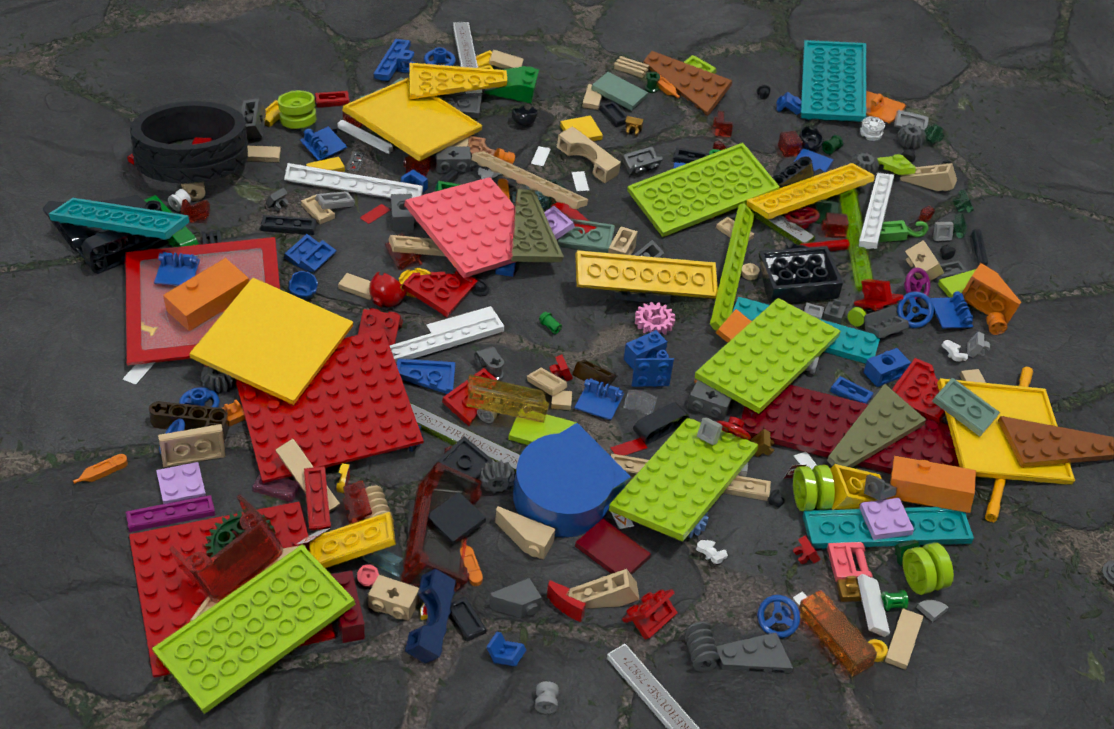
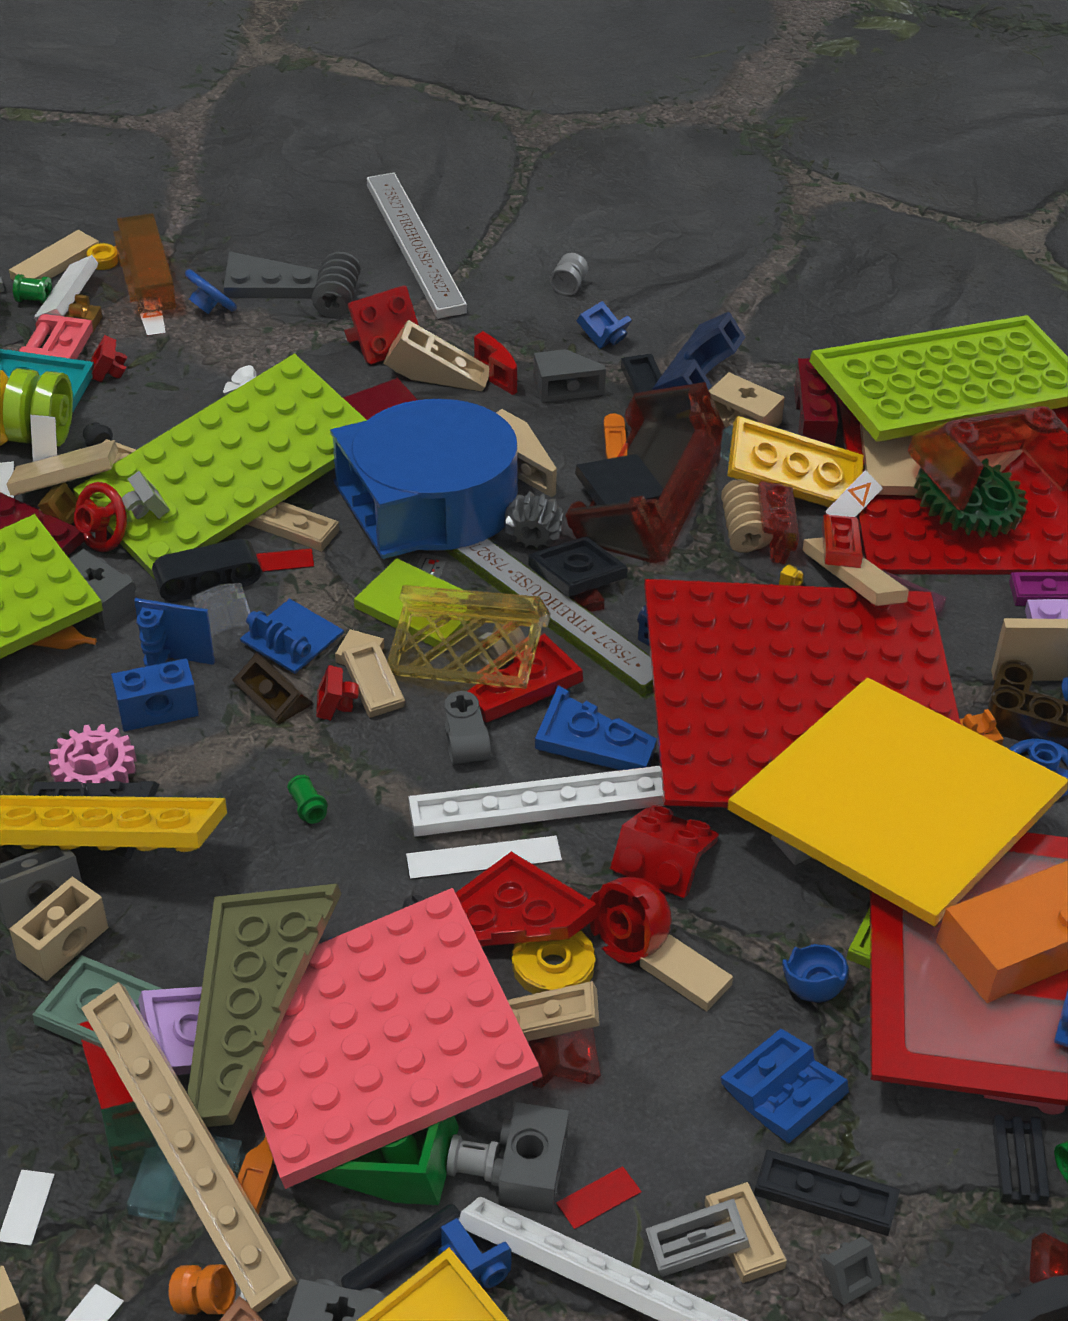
camera: 160 degrees left, 0 degrees up
(771, 456) = (62, 468): none -> tan tile

